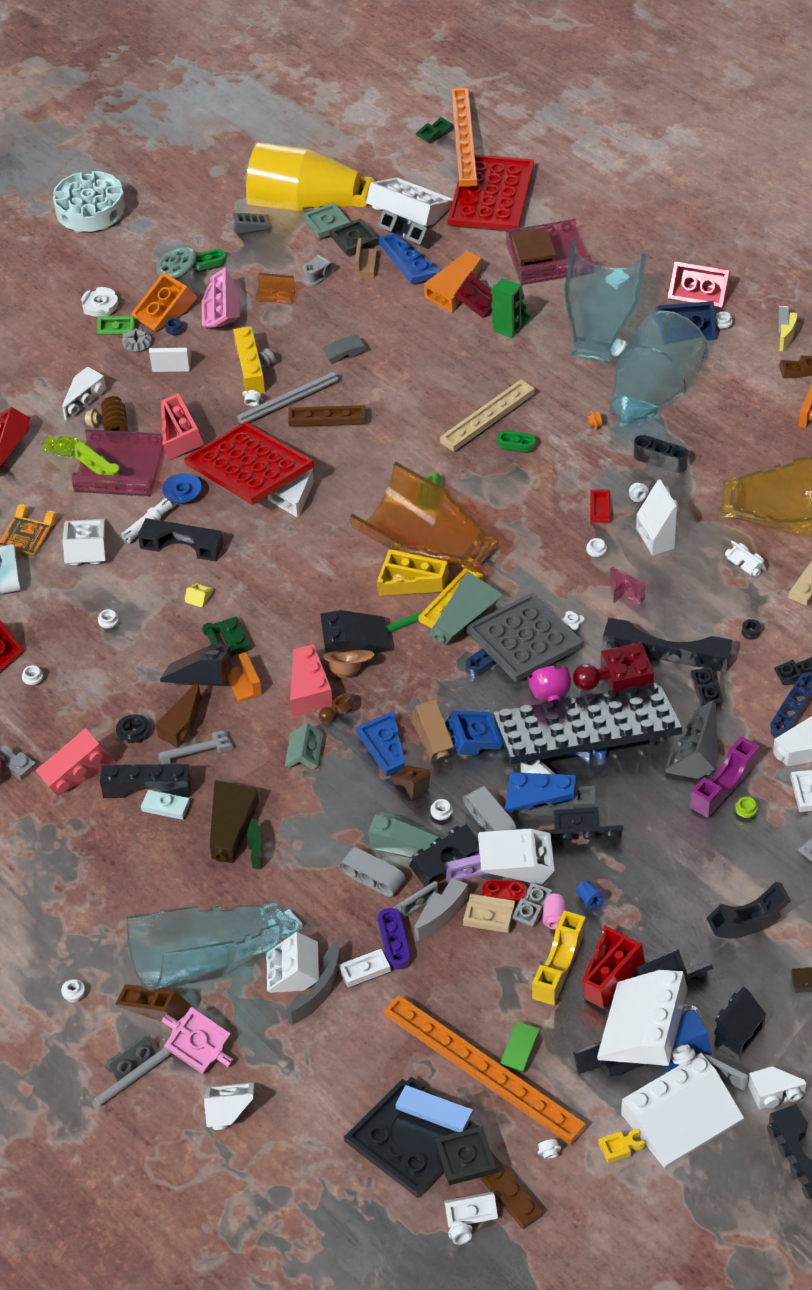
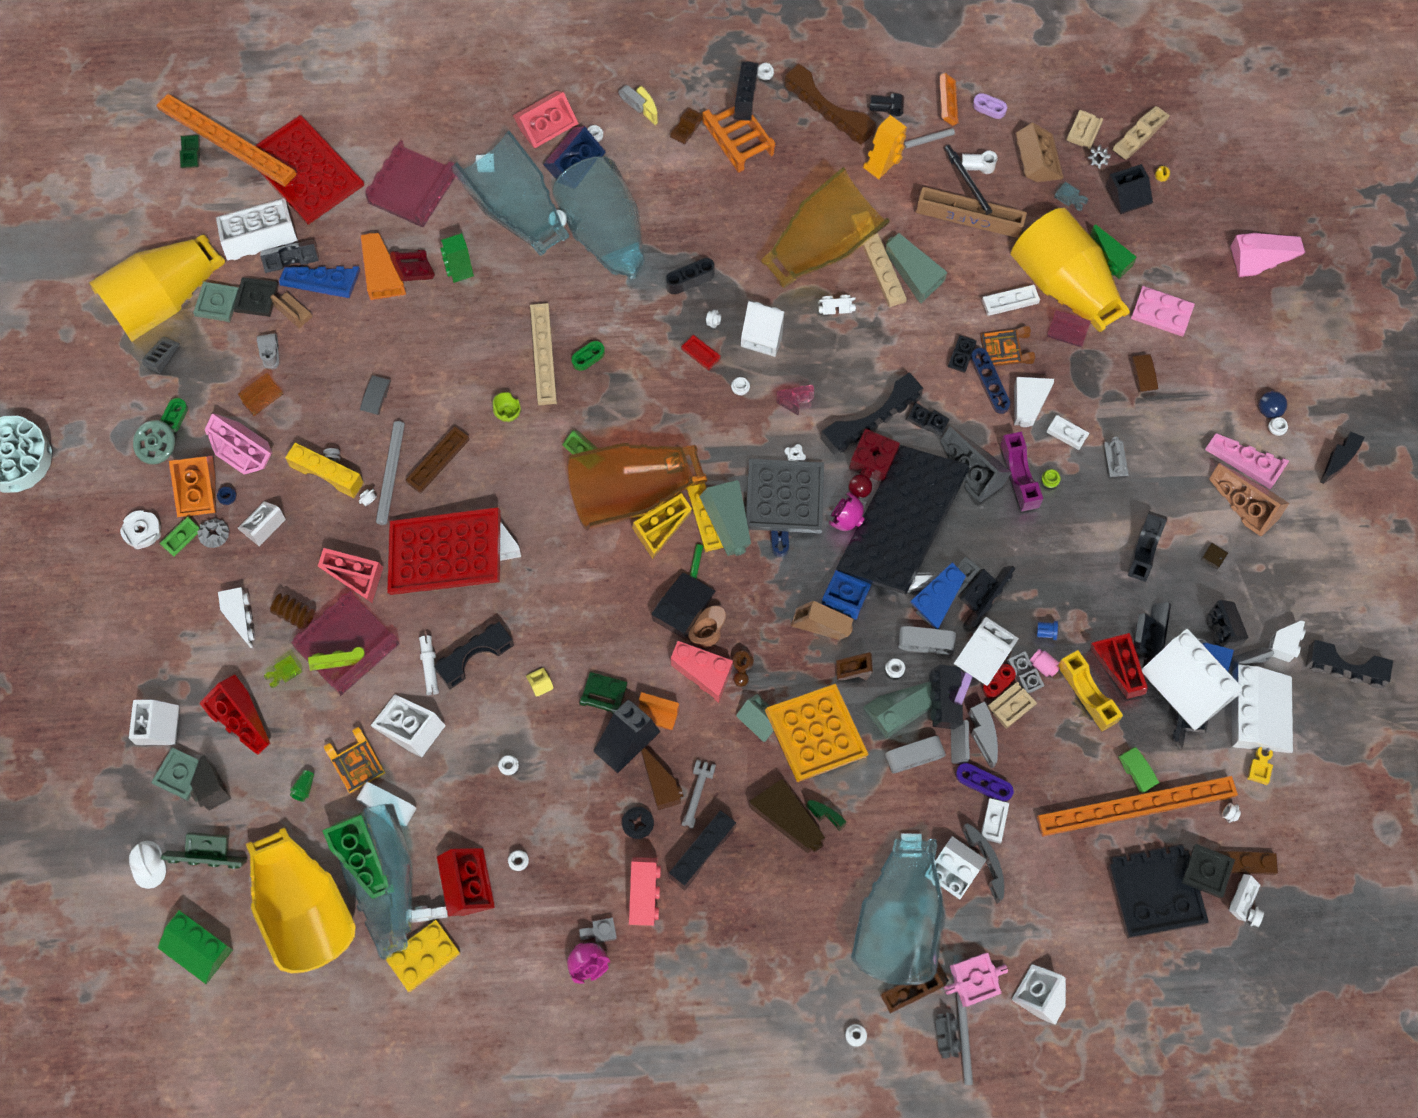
camera: 55 degrees left, 20 degrees up
(93, 418) = (276, 627): tan plate -> none
(165, 804) = (732, 851): light aqua plate -> none
(181, 488) = (416, 608): blue dish -> none
(323, 788) = (816, 732): none -> light orange plate
(383, 742) = (802, 661): blue wing -> none
(414, 421) = (506, 407): none -> lime hair
(434, 1109) = (1153, 863): light blue tile -> none
(532, 246) = (403, 191): reddish brown brick -> none
(595, 420) = (615, 290): orange plate -> none
(682, 1055) = (1239, 675): white plate -> none
(747, 633) = (898, 357): black bush -> none

